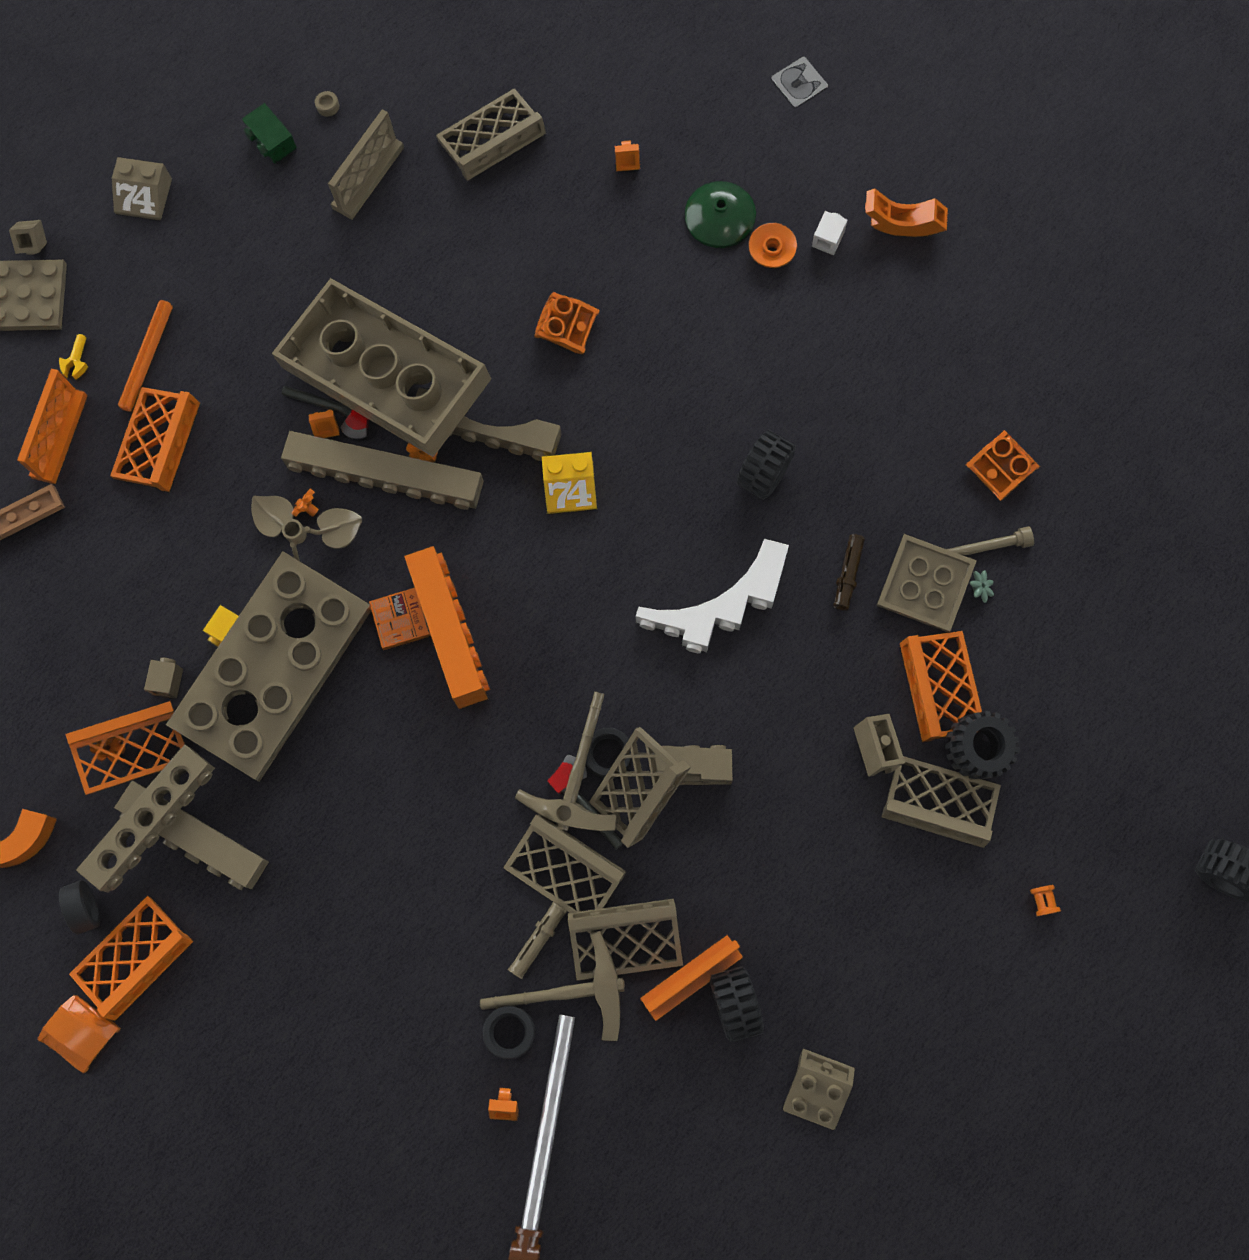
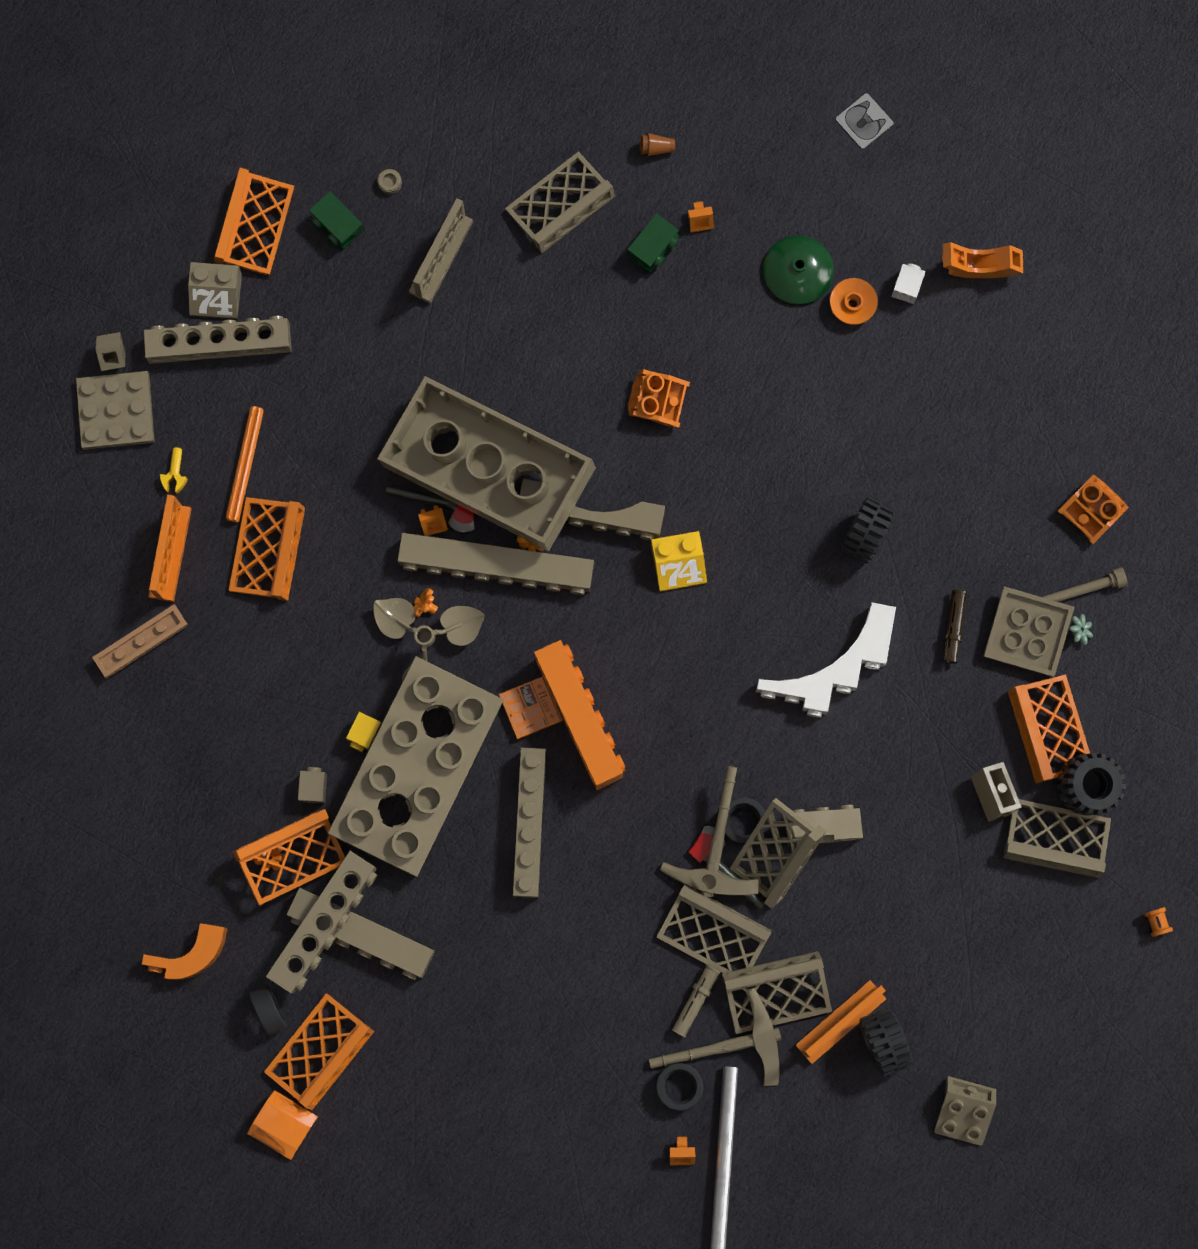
camera: 10 degrees left, 5 degrees up
(123, 242) = (229, 347): none -> dark tan brick
(171, 117) = (234, 215): none -> orange fence
(377, 756) = (529, 823): none -> dark tan arch
(577, 176) = (653, 243): none -> dark green brick
(591, 87) = (655, 144): none -> dark orange cone

